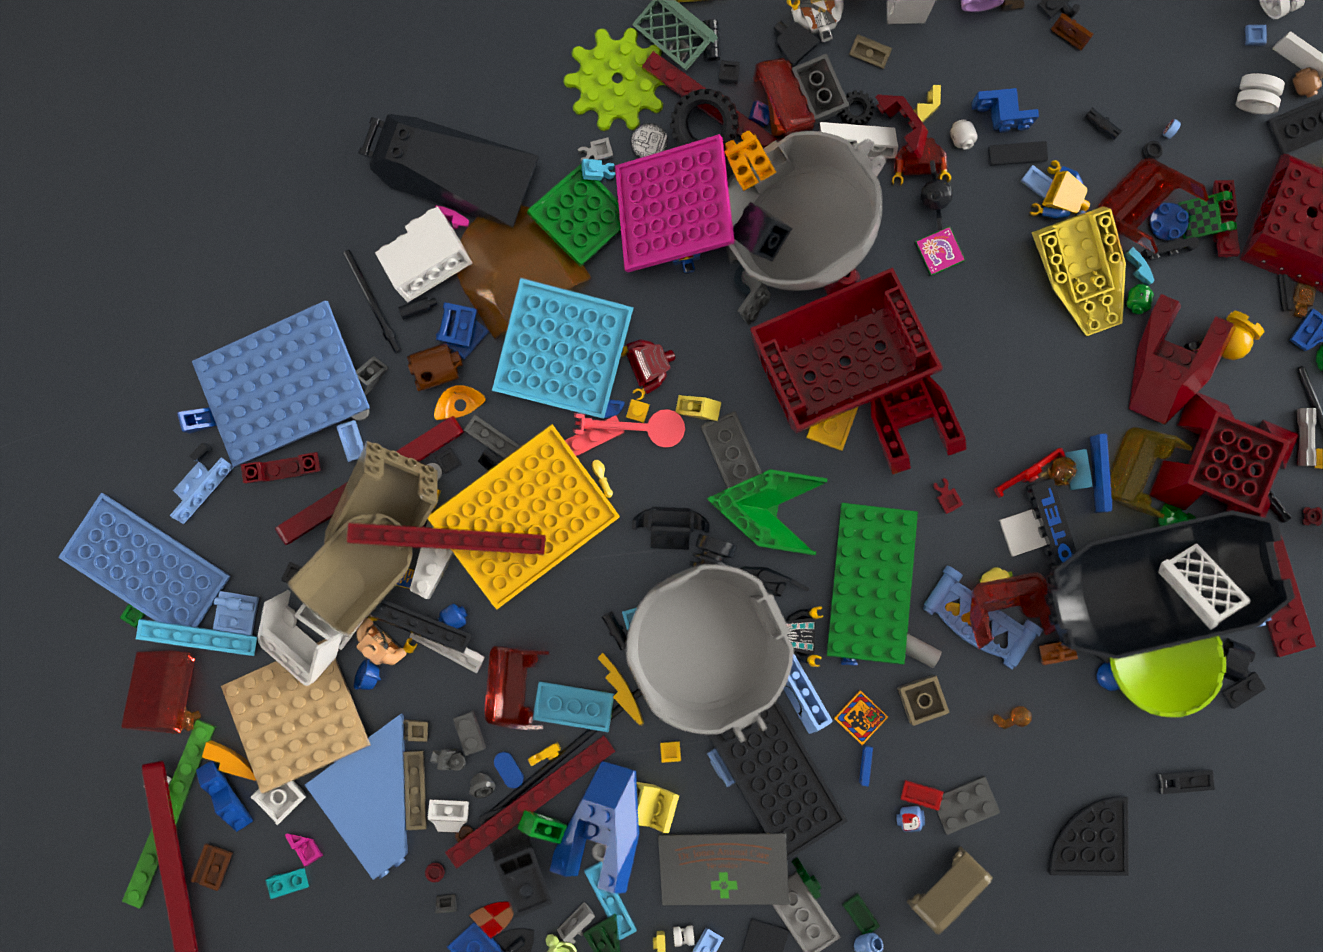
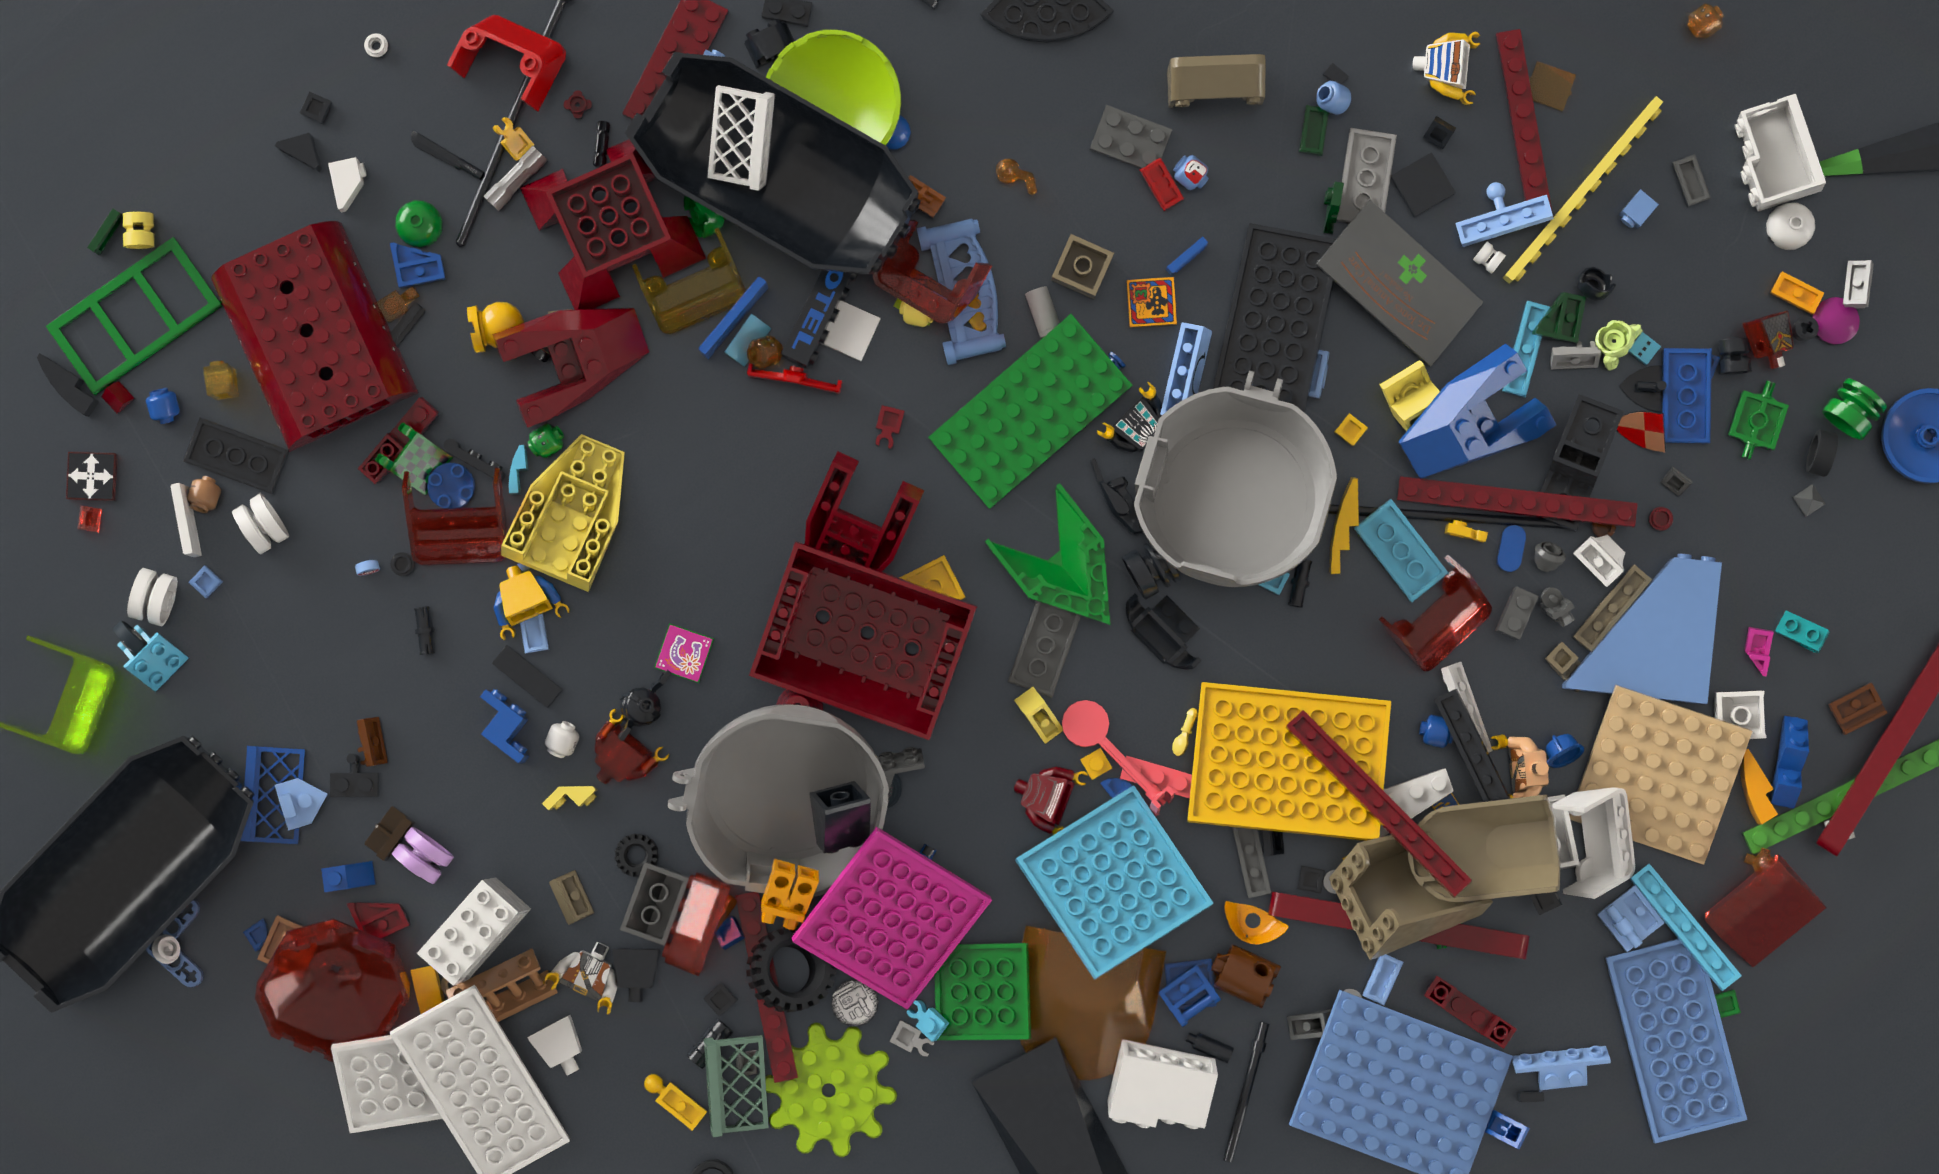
camera: 140 degrees left, 0 degrees up
(454, 217) = (1098, 1093): dark pink slope -> none
(542, 827) = (1527, 469): green brick -> none
(598, 851) = (1496, 401): light grey tile -> none
(883, 138) = (649, 807): white wedge -> none
(894, 104) = (613, 772): dark red slope -> none

